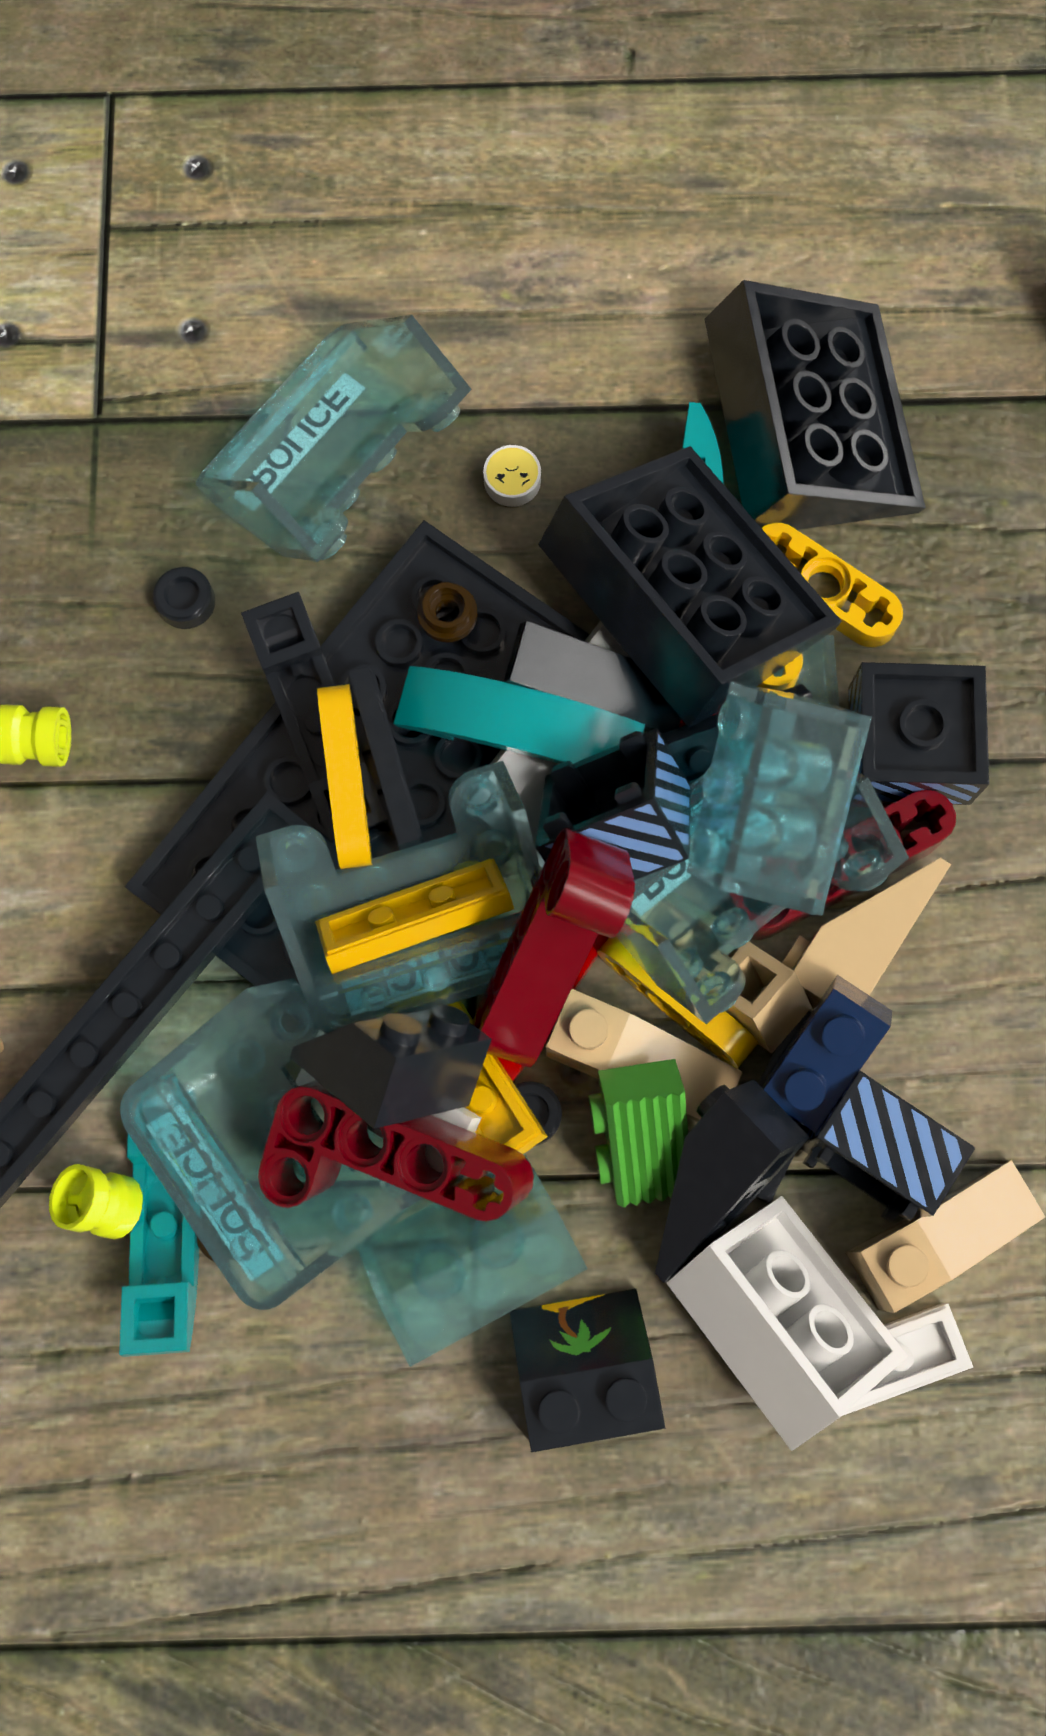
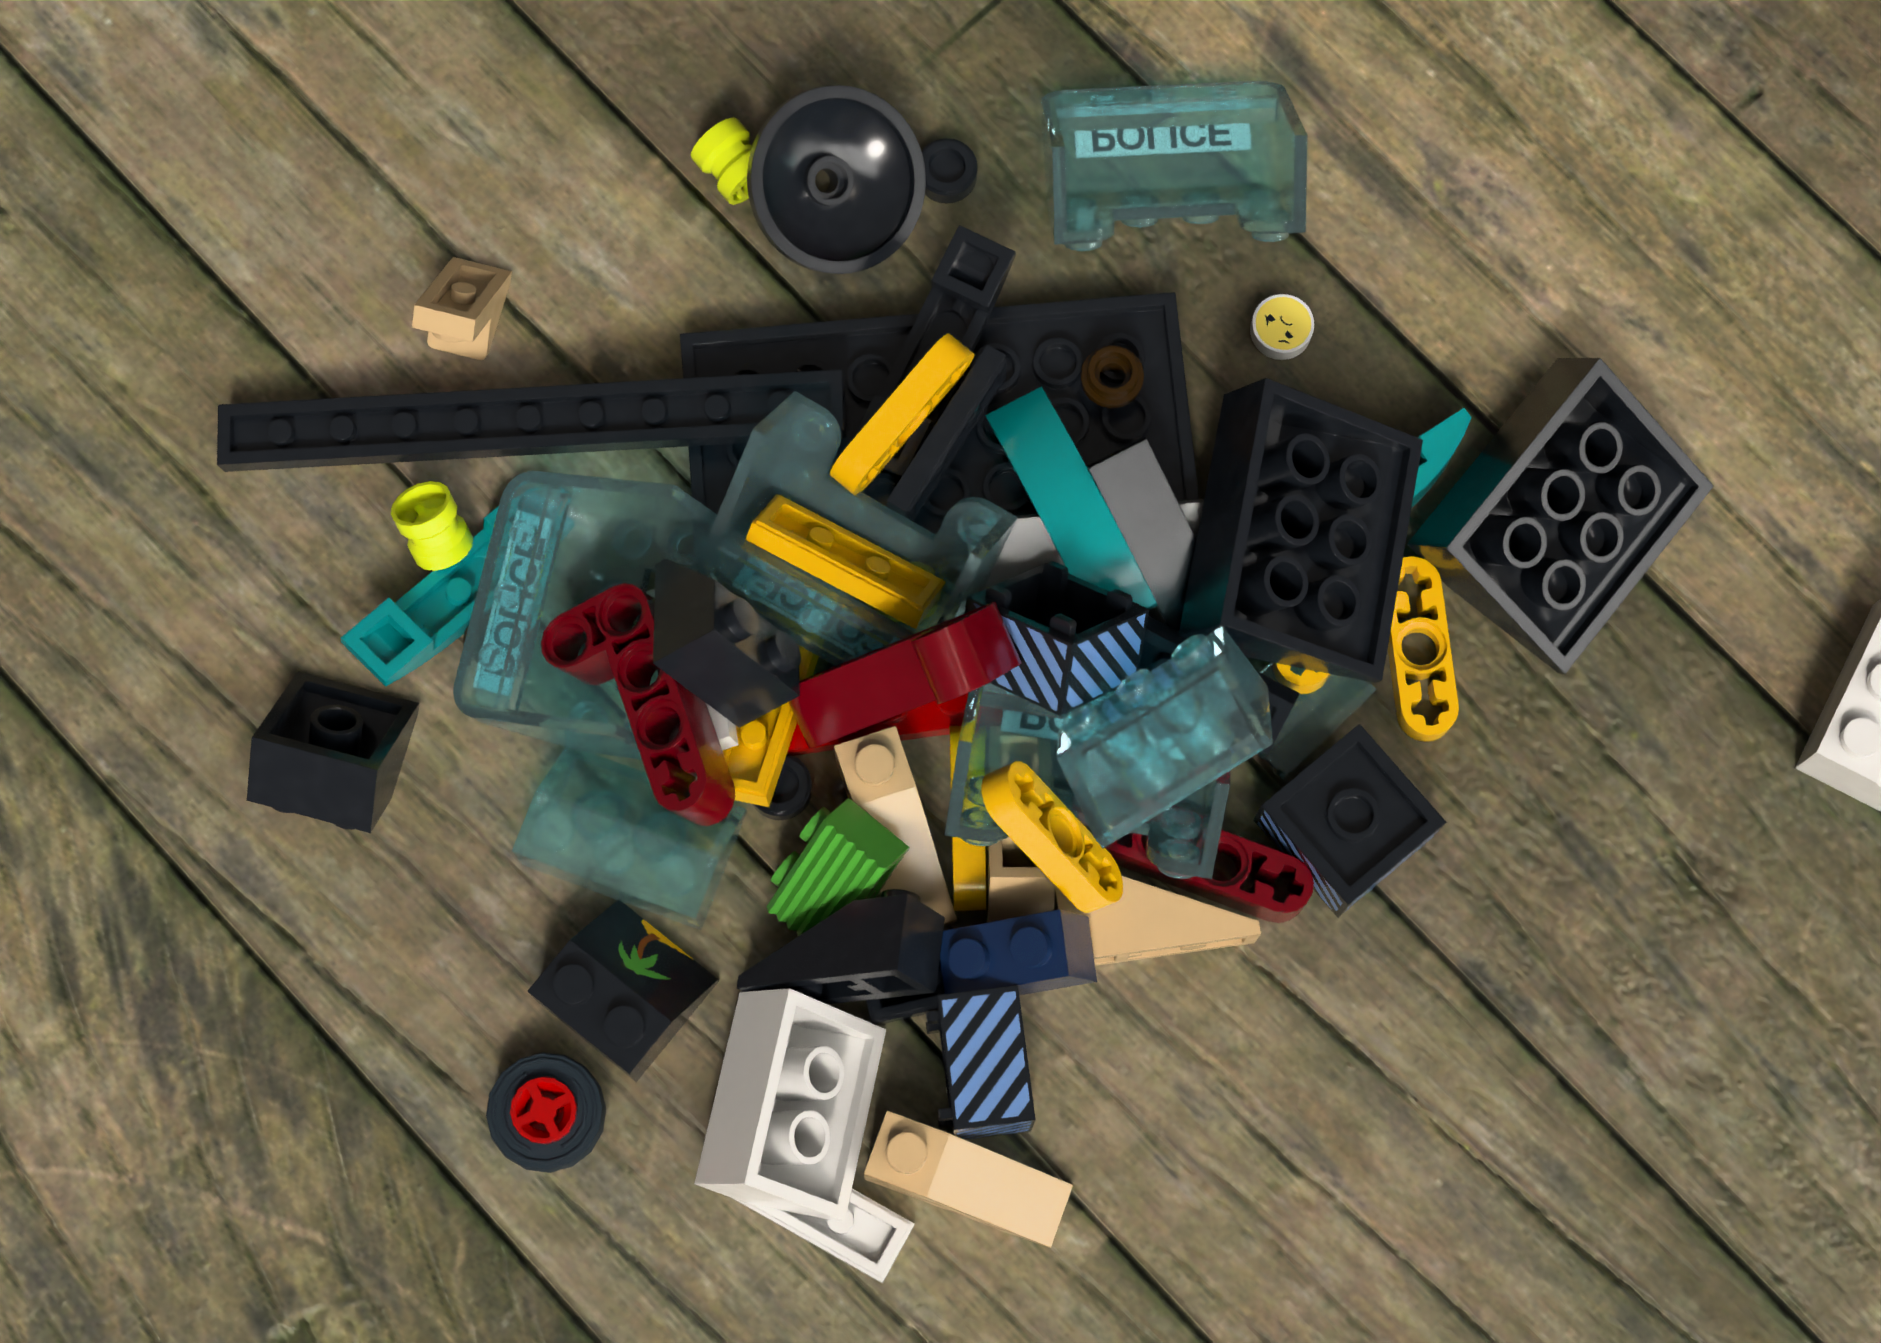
camera: 45 degrees right, 0 degrees up
(139, 650) = (872, 174): none -> black dish
(197, 1439) = (330, 752): none -> black slope
(645, 1543) = (534, 1092): none -> black wheel
(768, 946) = (1052, 836): none -> yellow beam

